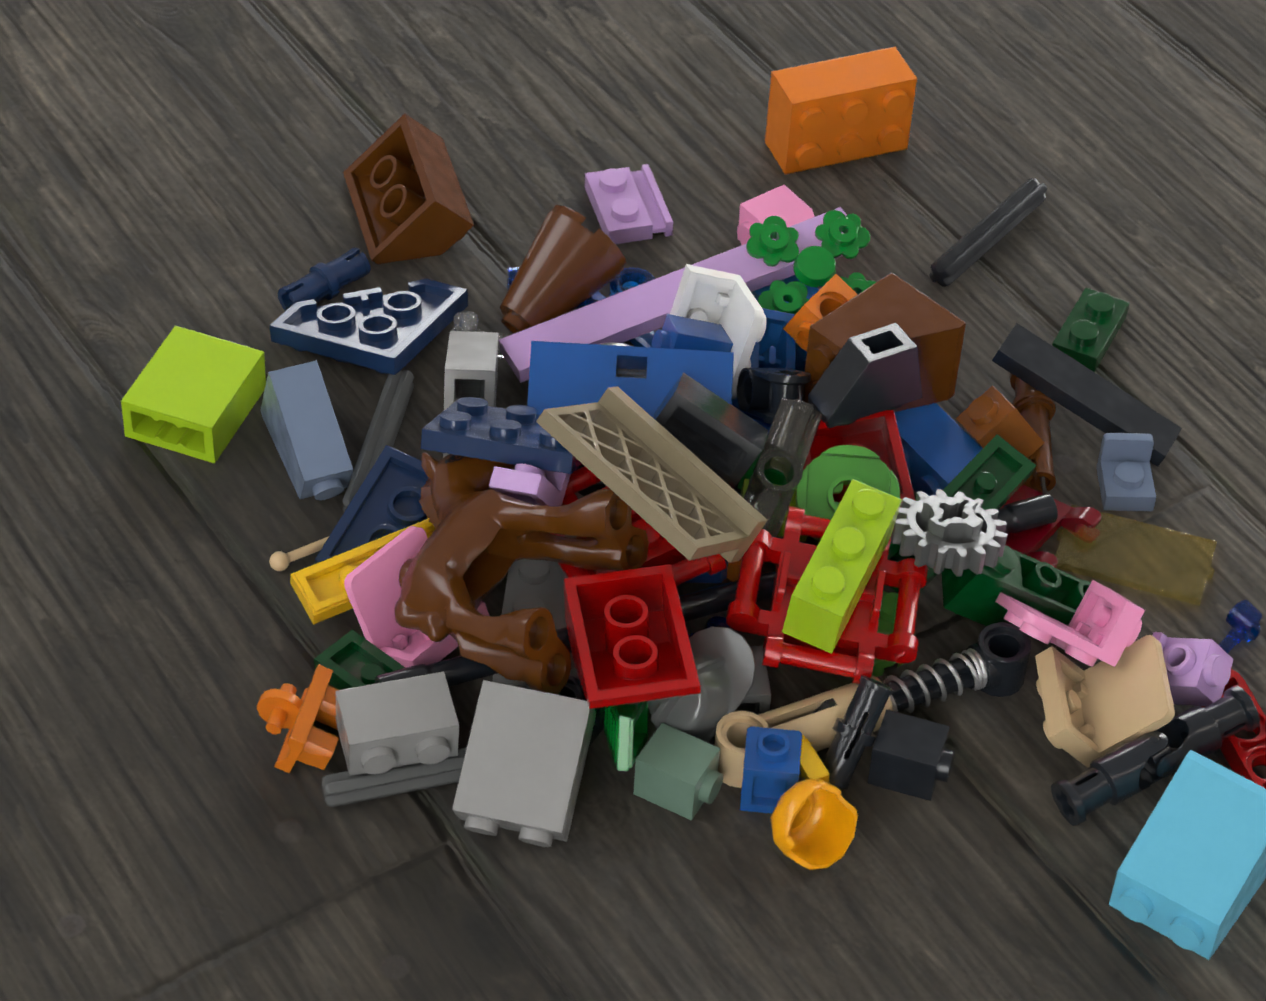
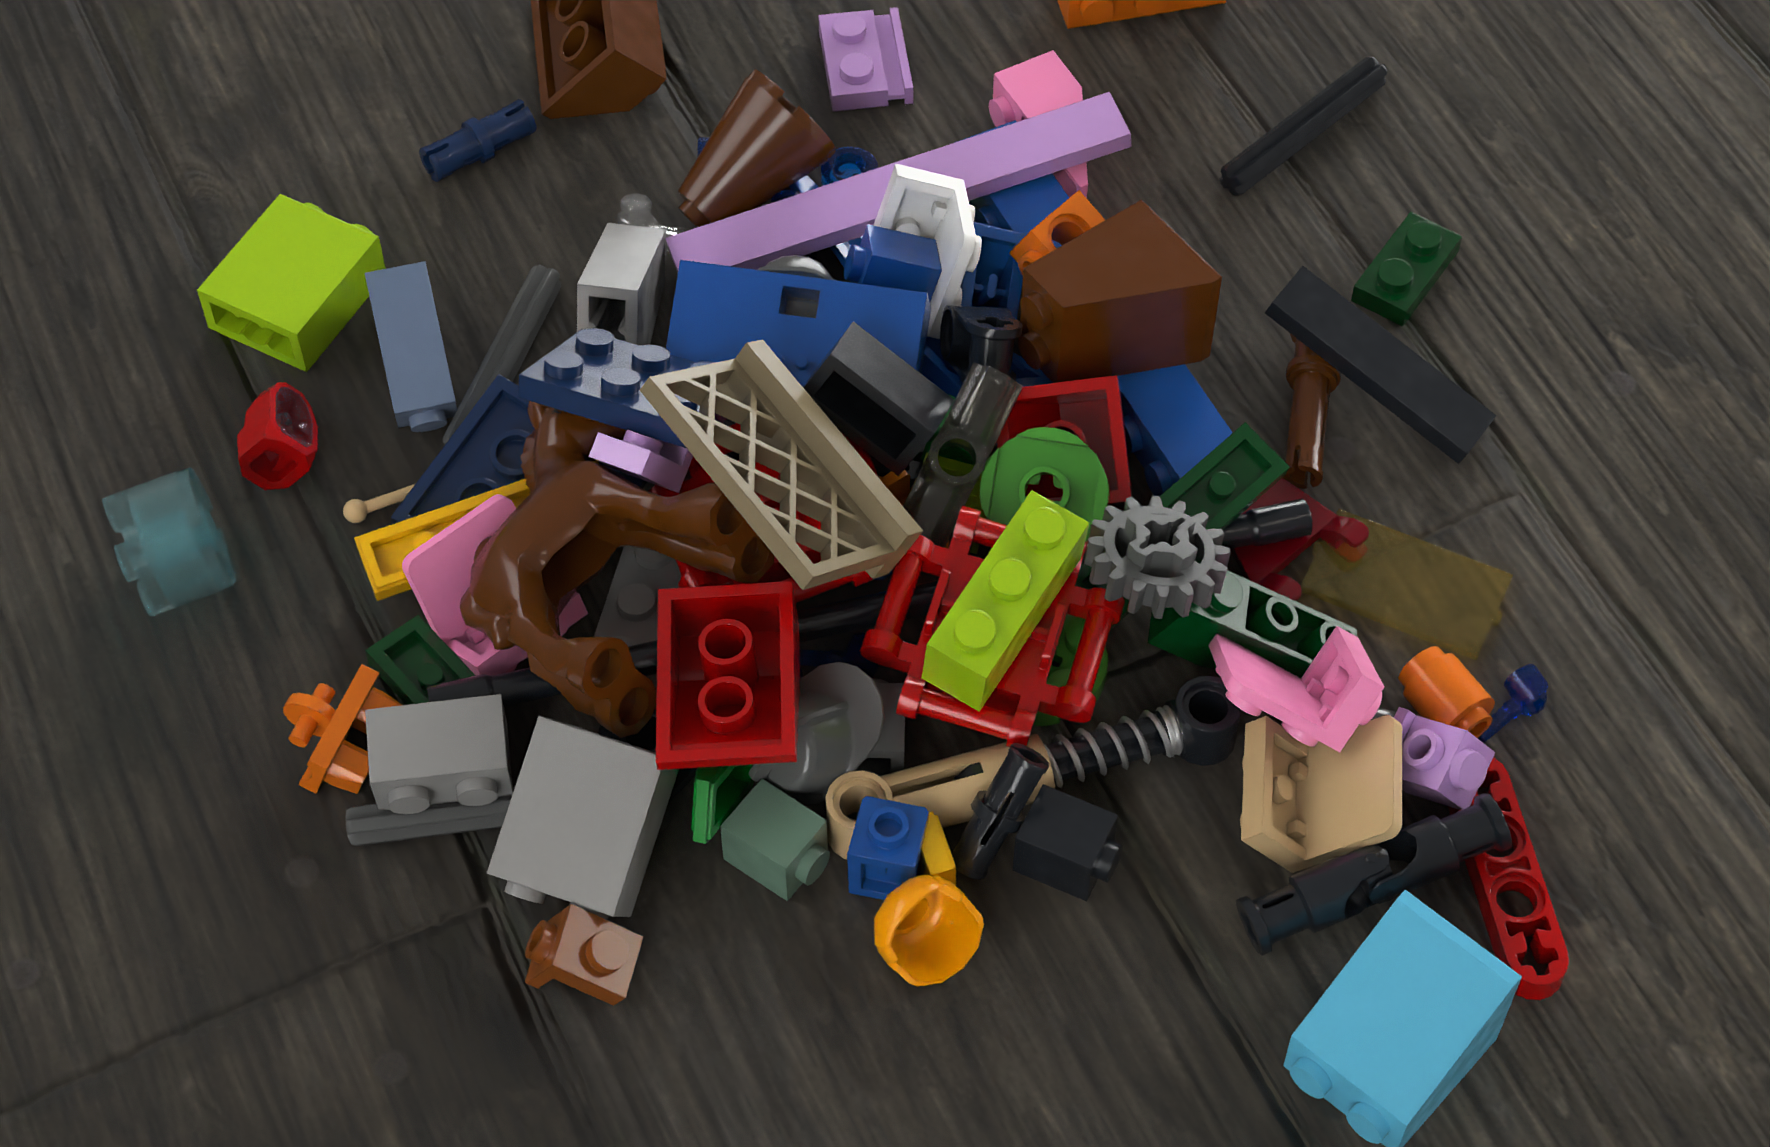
camera: 10 degrees right, 10 degrees up
(138, 587) = (170, 541): none -> clear light blue brick
(207, 510) = (277, 438): none -> red rock
(371, 326) = (524, 207): dark blue plate -> none
(538, 865) = (583, 954): none -> dark orange bracket
(814, 264) = (1062, 168): green plant -> none
(868, 376) = (1085, 342): black slope -> none
(996, 415) = (1263, 400): dark orange brick -> none
(1126, 472) = (1414, 472): sand blue bracket -> none
(1182, 618) = (1446, 691): none -> orange brick

